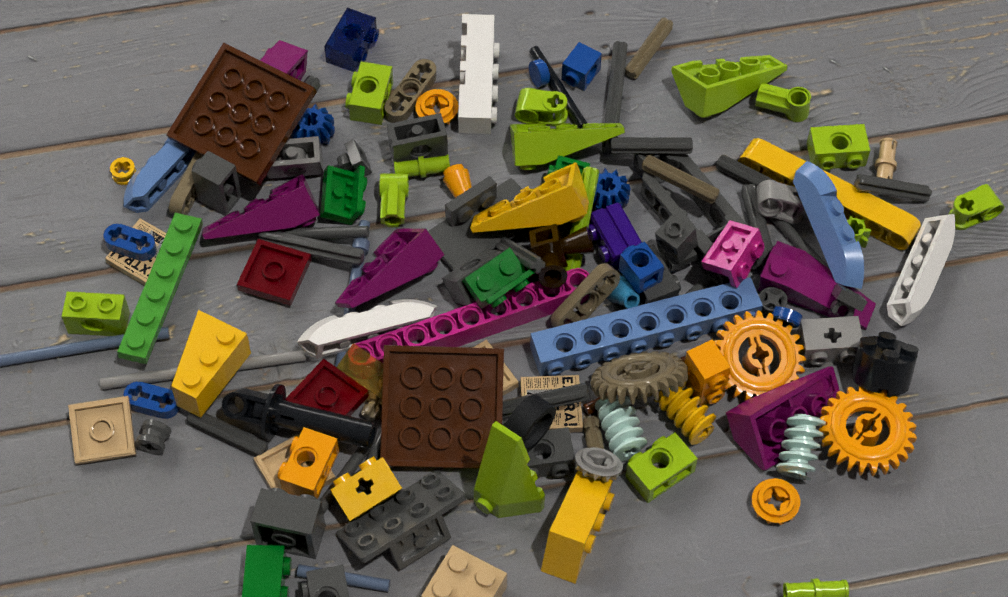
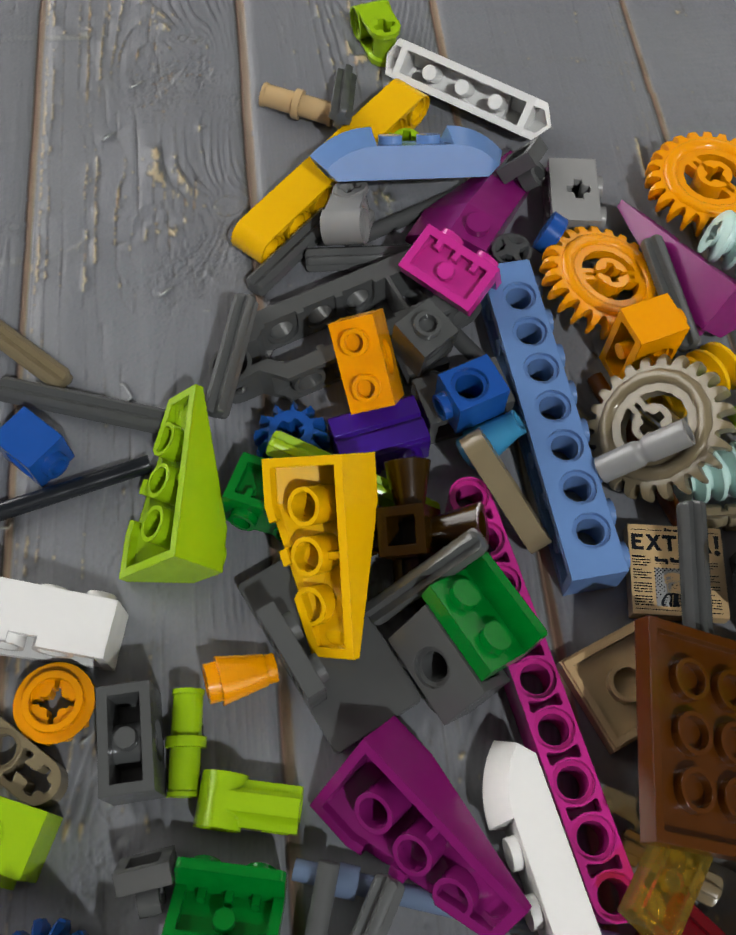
camera: 85 degrees left, 5 degrees up
(539, 72) = (27, 515): blue tile -> none
(539, 106) = (99, 526): lime piece -> none
(615, 361) = (648, 449): none -> light grey piece
(652, 209) = (366, 361): none -> light orange brick
(680, 179) = (304, 324): dark tan axle -> none
(721, 85) = (115, 260): lime wedge -> none
(750, 391) = (666, 281): none -> dark grey axle
(792, 102) = (169, 191): lime piece -> none
(838, 146) = (260, 145): lime brick -> none
(884, 364) = (625, 140): black brick -> none

